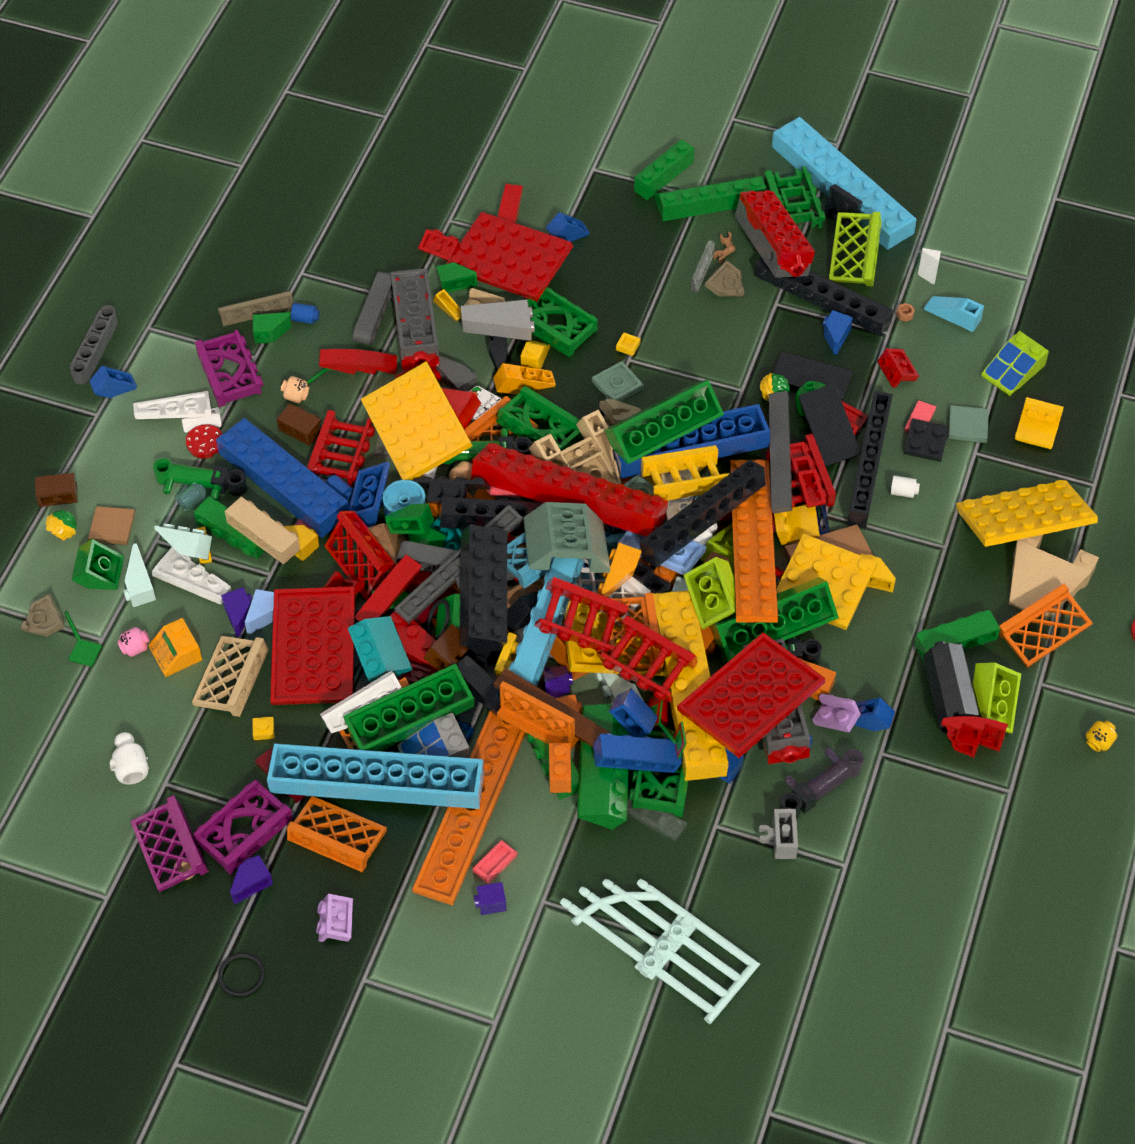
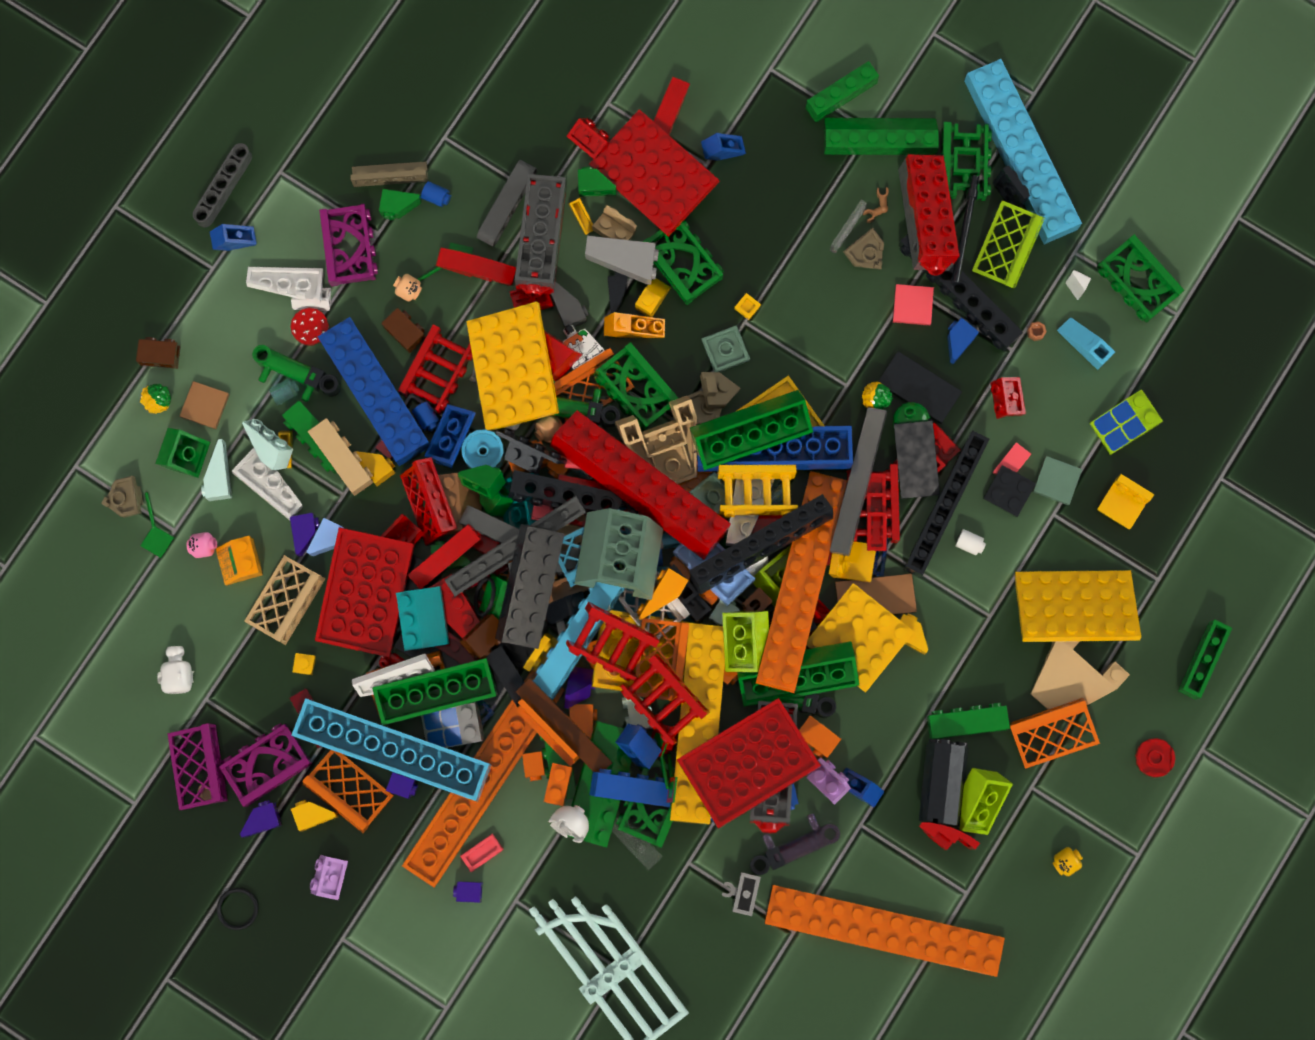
camera: 15 degrees right, 25 degrees up
(304, 862) = (311, 814): none -> yellow slope
(394, 813) = (402, 785): none -> dark purple brick
(528, 766) = (533, 765): none -> orange brick
(582, 795) = (570, 822): none -> white cylinder
(783, 315) = (913, 304): none -> coral tile
(809, 219) = (971, 196): none -> black bar
(938, 842) = (884, 930): none -> orange plate
(979, 240) = (1150, 263): none -> green fence

